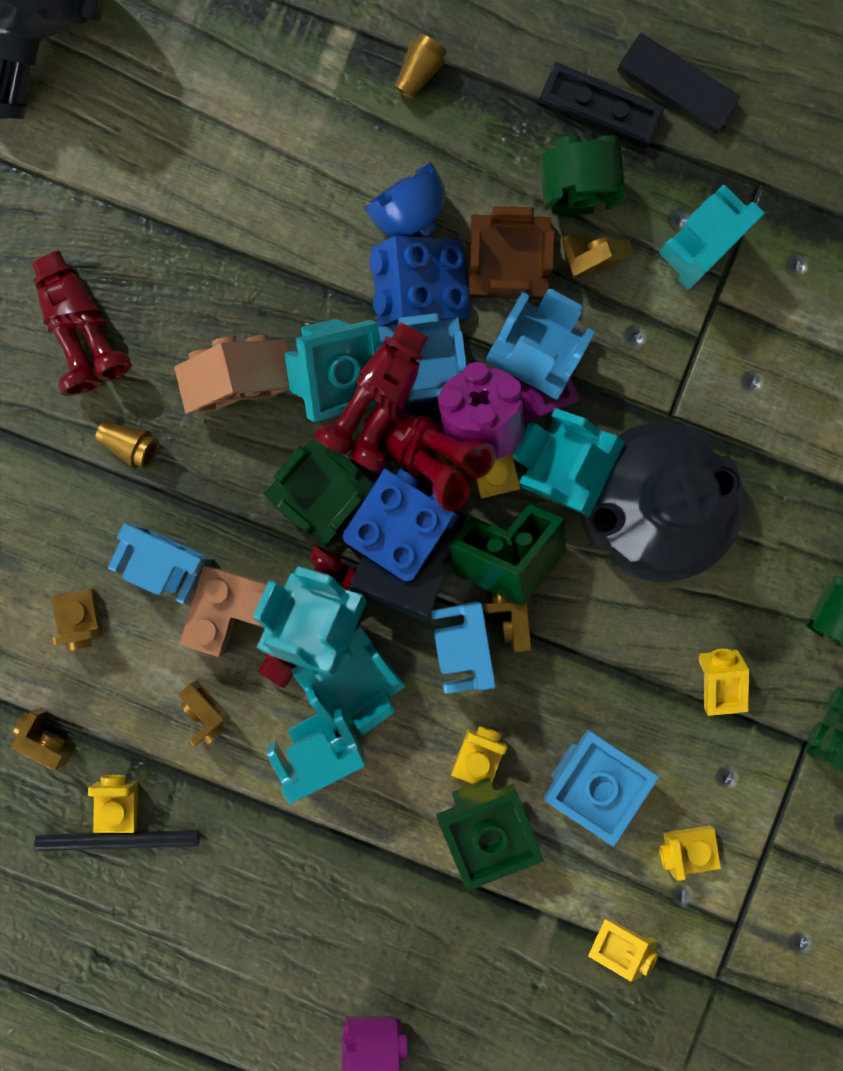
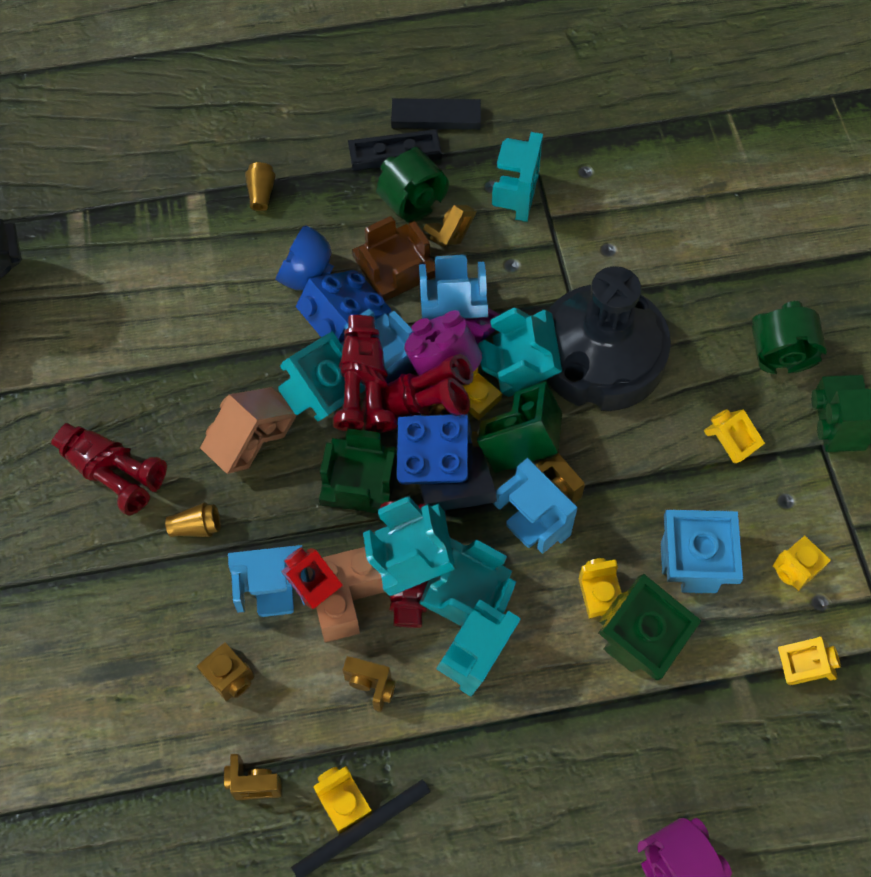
camera: 30 degrees left, 25 degrees down
(186, 602) = (321, 584): none -> red brick

